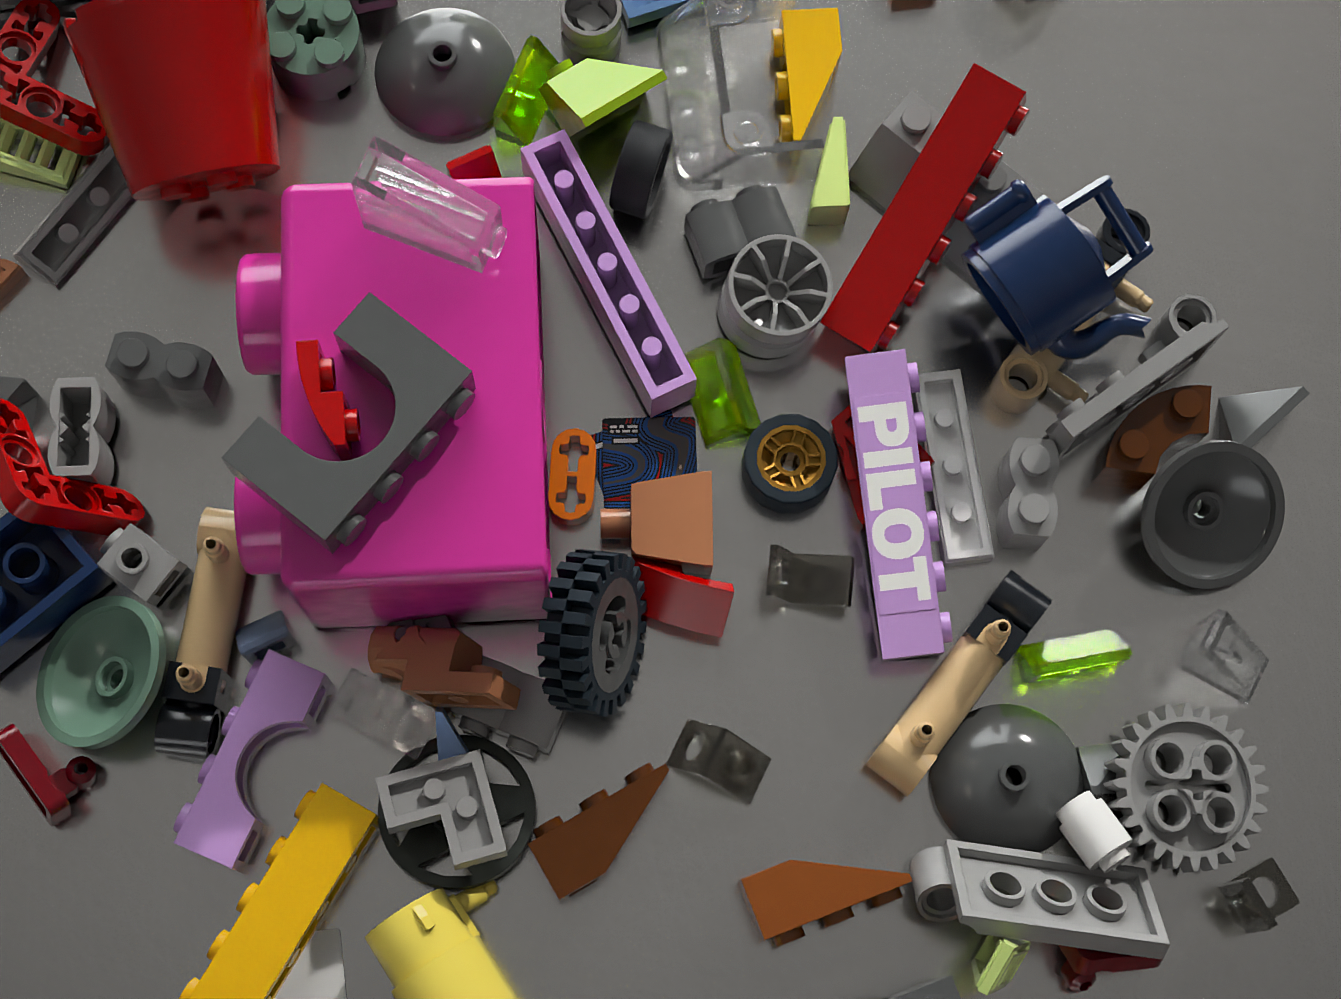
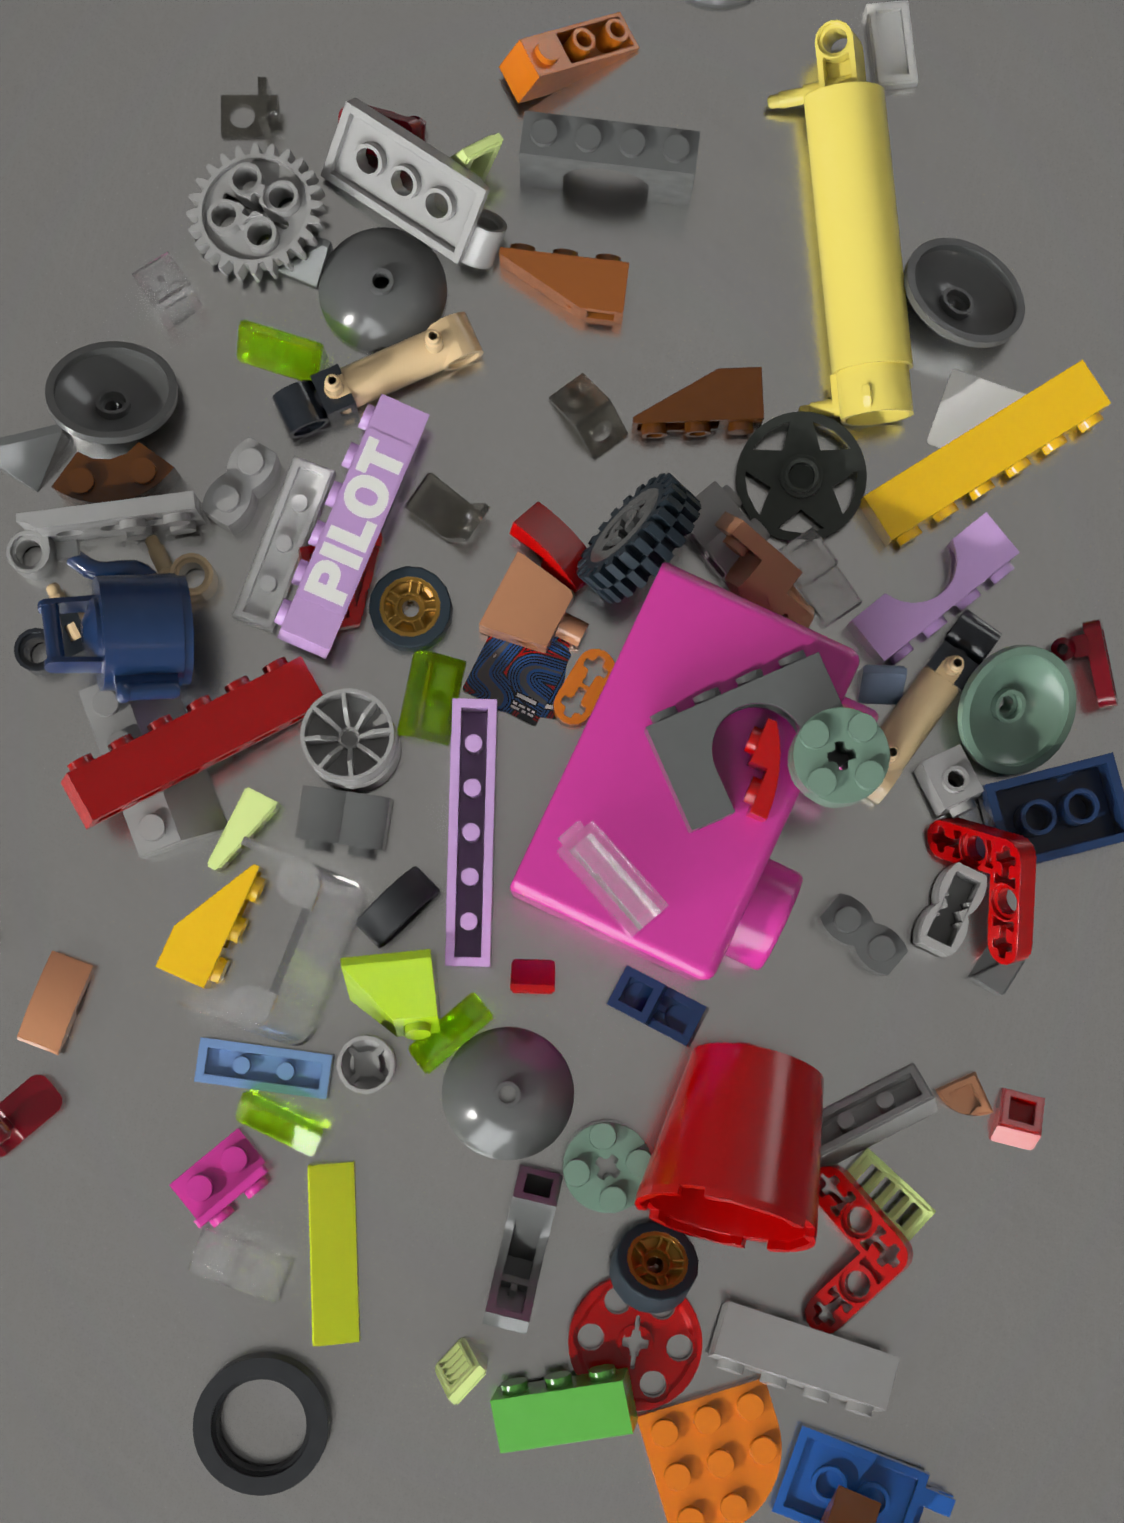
camera: 150 degrees left, 10 degrees up
(224, 400) = (853, 734): none -> sand green brick
(448, 739) = (784, 512): light blue piece -> none
(450, 792) = (801, 477): light grey plate -> none
(1094, 832) = (347, 211): white brick -> none

